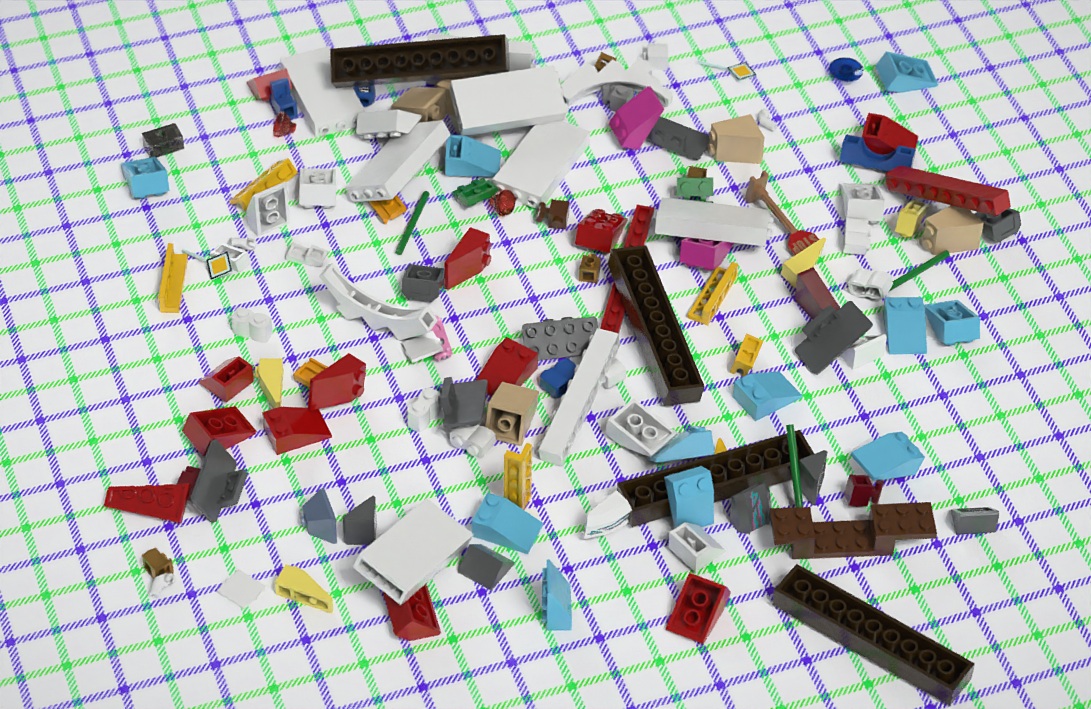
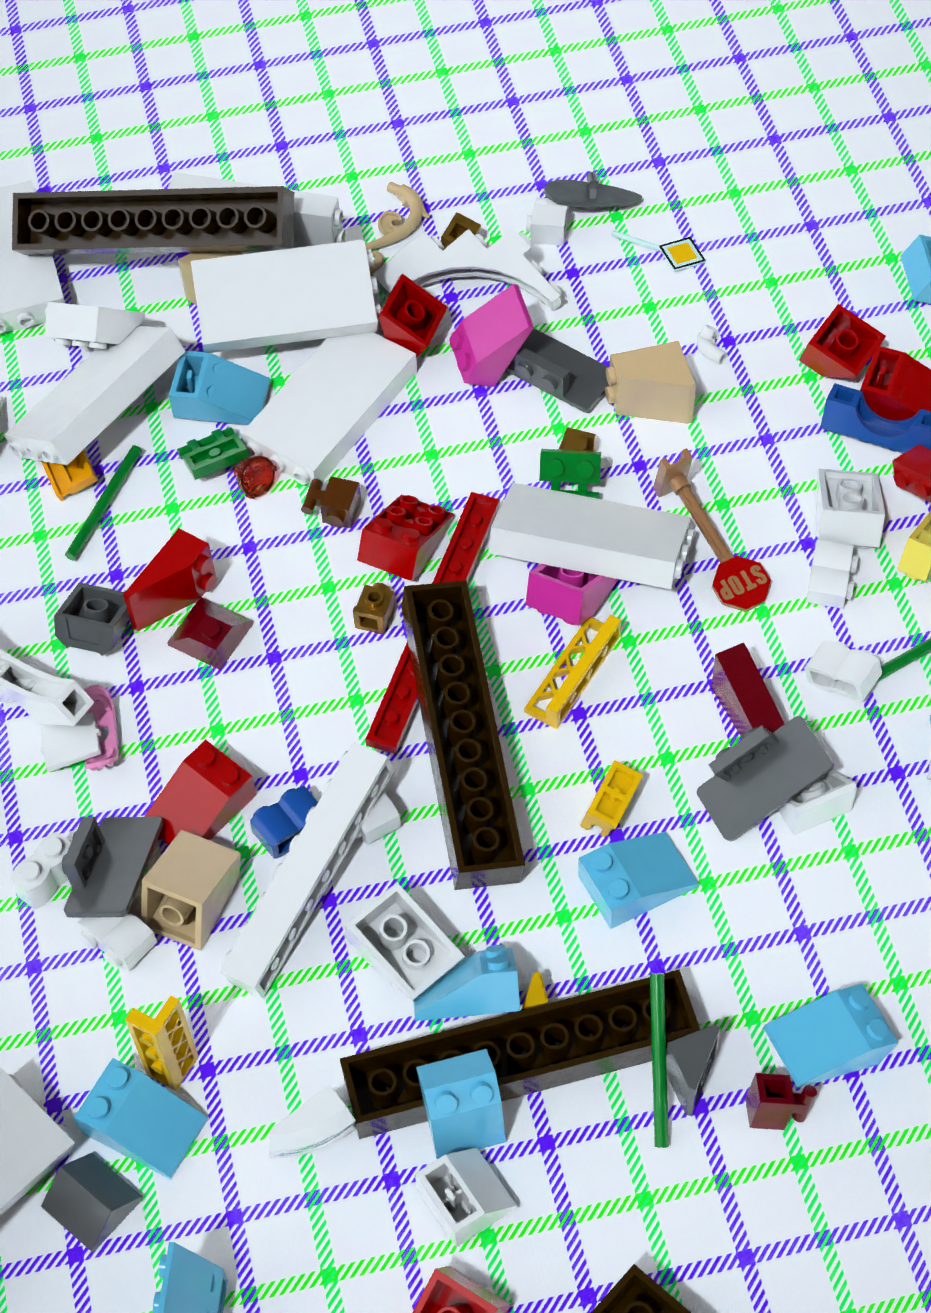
camera: 10 degrees right, 10 degrees up
(366, 94) = (74, 269): blue head -> none
(424, 101) = (159, 291): tan slope -> none
(492, 288) = (210, 633): none -> slope
(559, 60) = (390, 218): none -> tan plant
(559, 337) = (297, 742): bracket -> none
(584, 109) = (411, 315): none -> red slope
(617, 97) = (471, 293): light grey brick -> none
(680, 39) = (589, 193): none -> dark grey shield
(751, 508) = (573, 1126): dark grey slope -> none
(802, 261) = (733, 622): light yellow slope -> none
(846, 69) = (851, 260): clear blue dish -> none
(846, 115) = (841, 345): none -> red slope
(853, 537) = (748, 1195): reddish brown bracket -> none
(905, 325) = (894, 757): medium azure slope -> none

